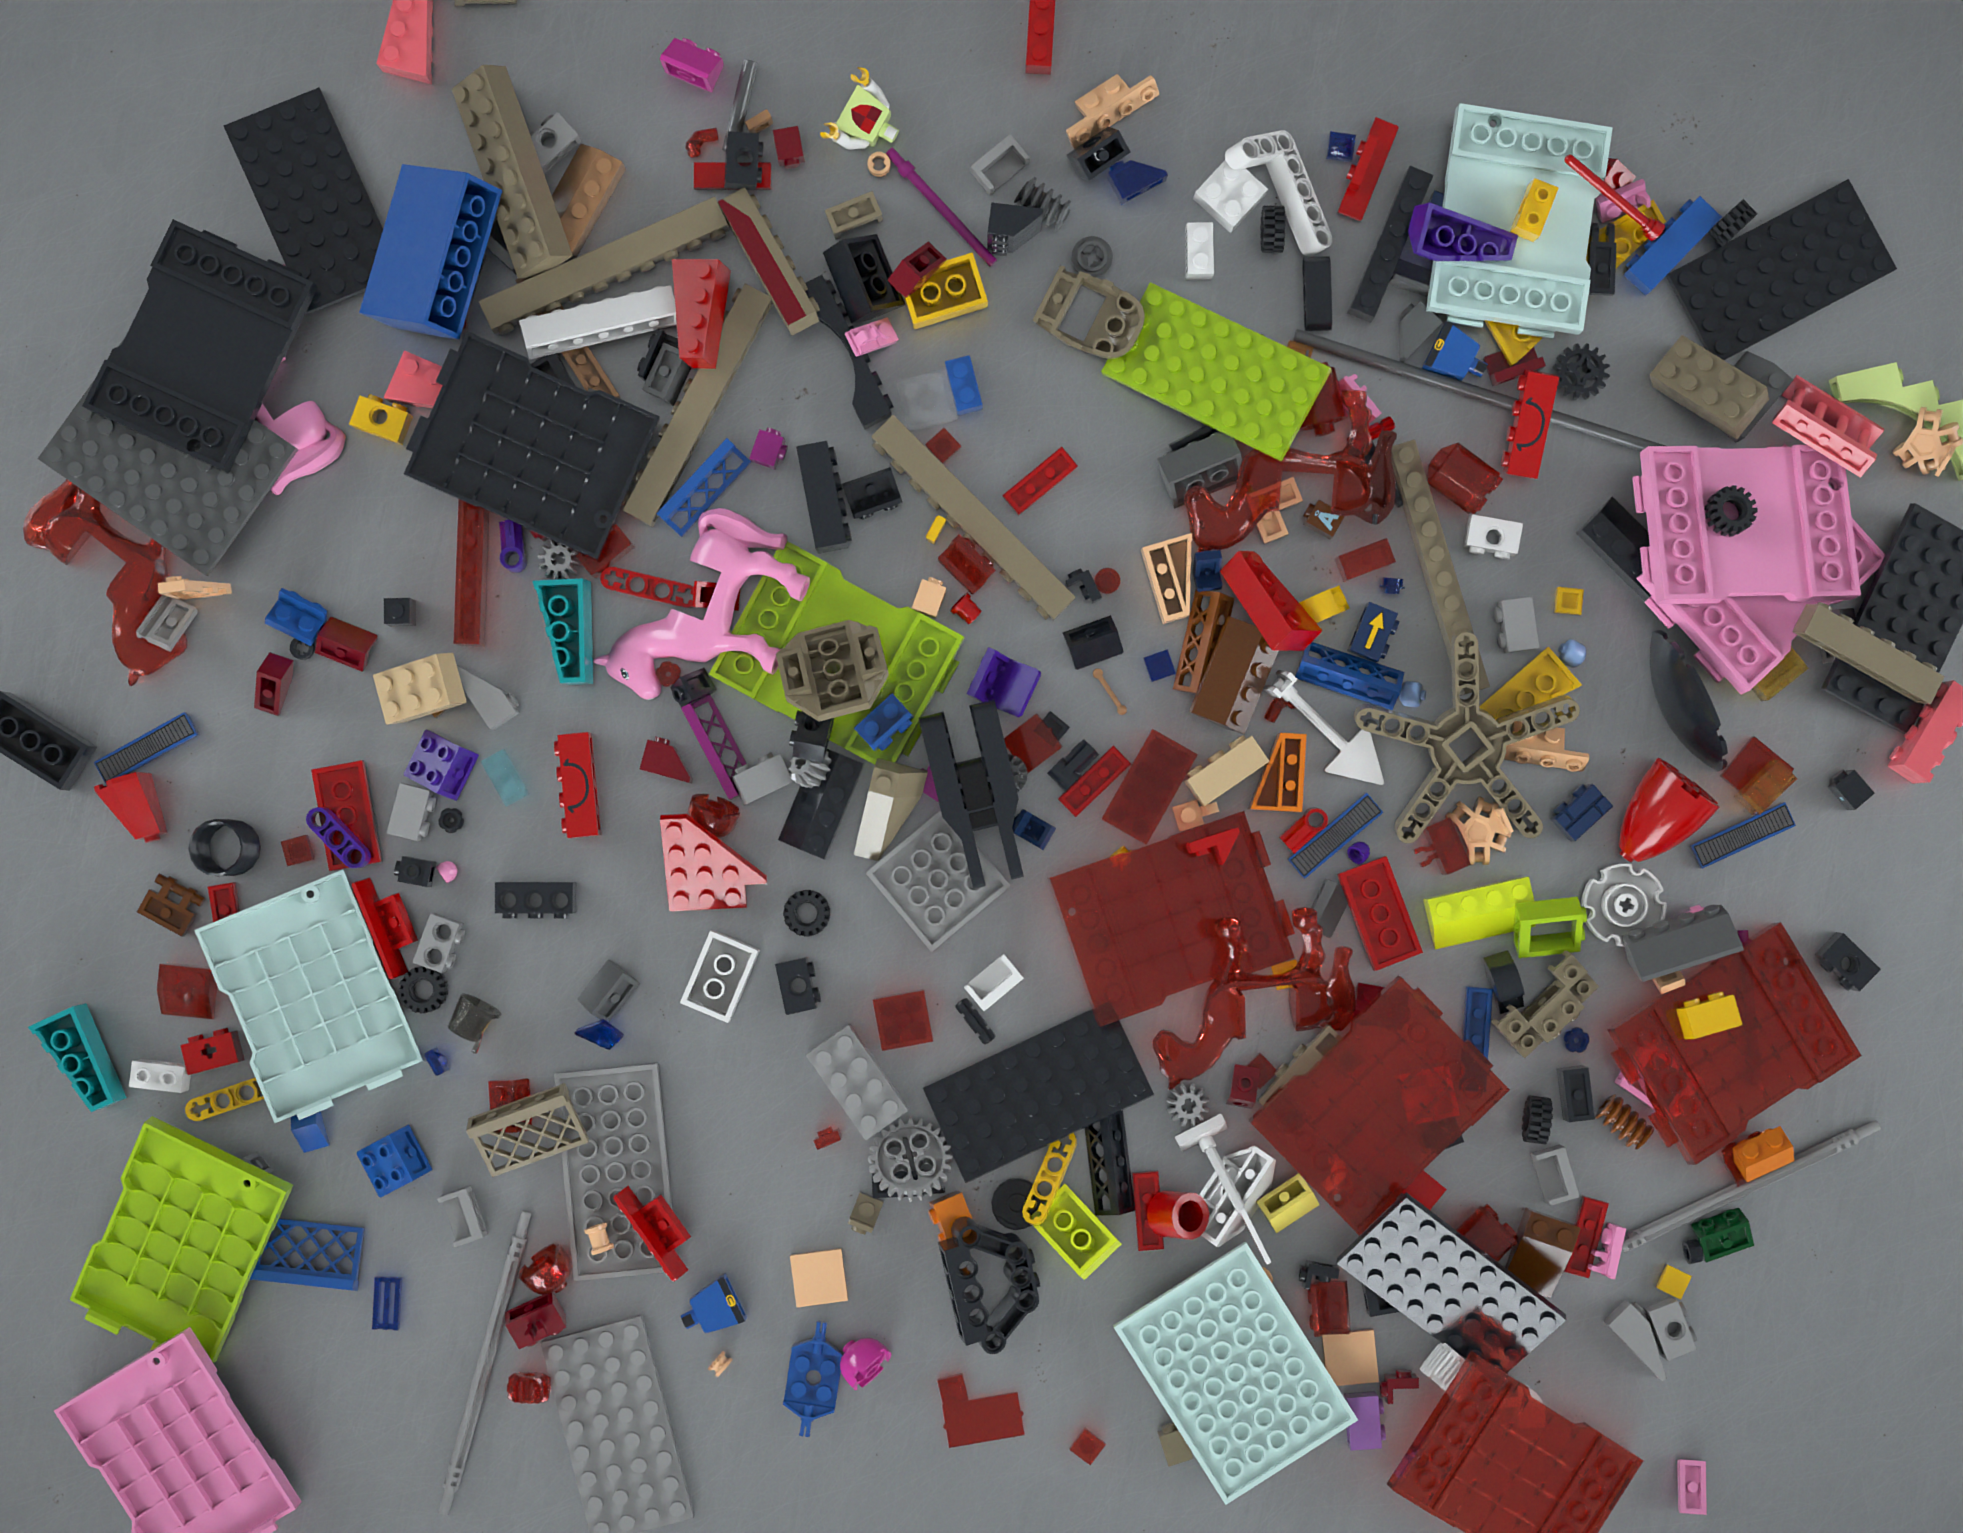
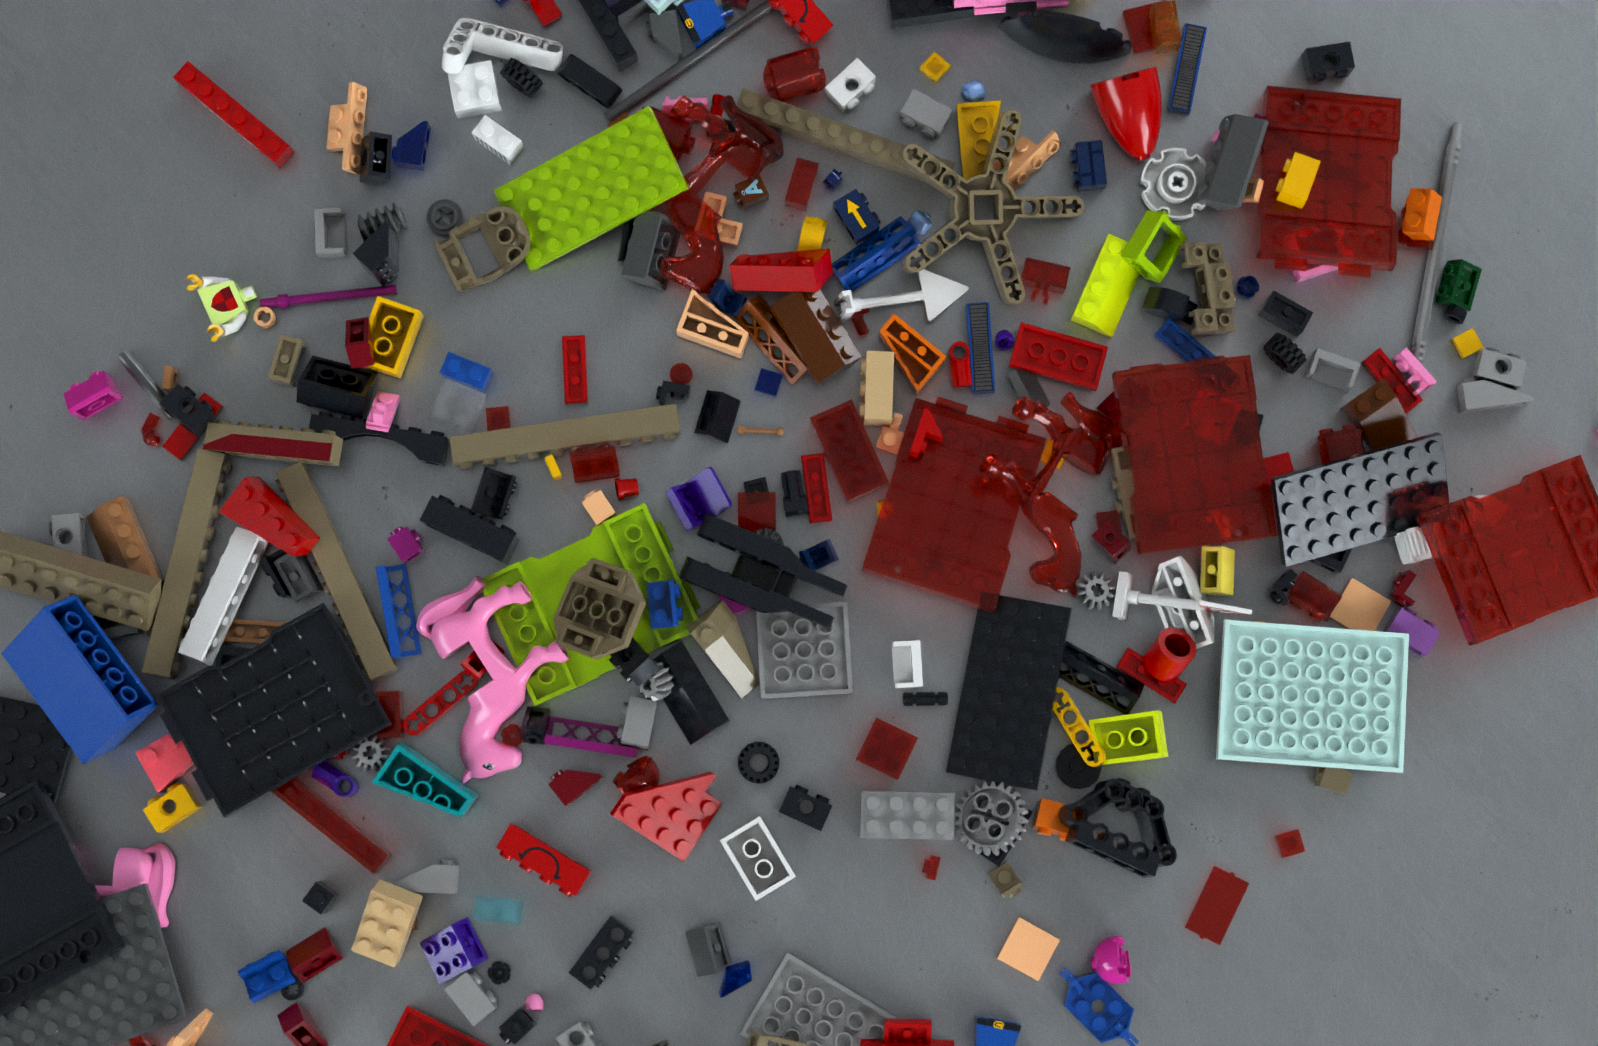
camera: 55 degrees left, 5 degrees down
(788, 147) = (203, 371): dark red brick -> none
(952, 1389) = (1179, 911): clear red plate -> none
(1480, 830) = (1051, 244): light nougat piece -> none
(1625, 1121) = (1330, 293): dark orange piece -> none

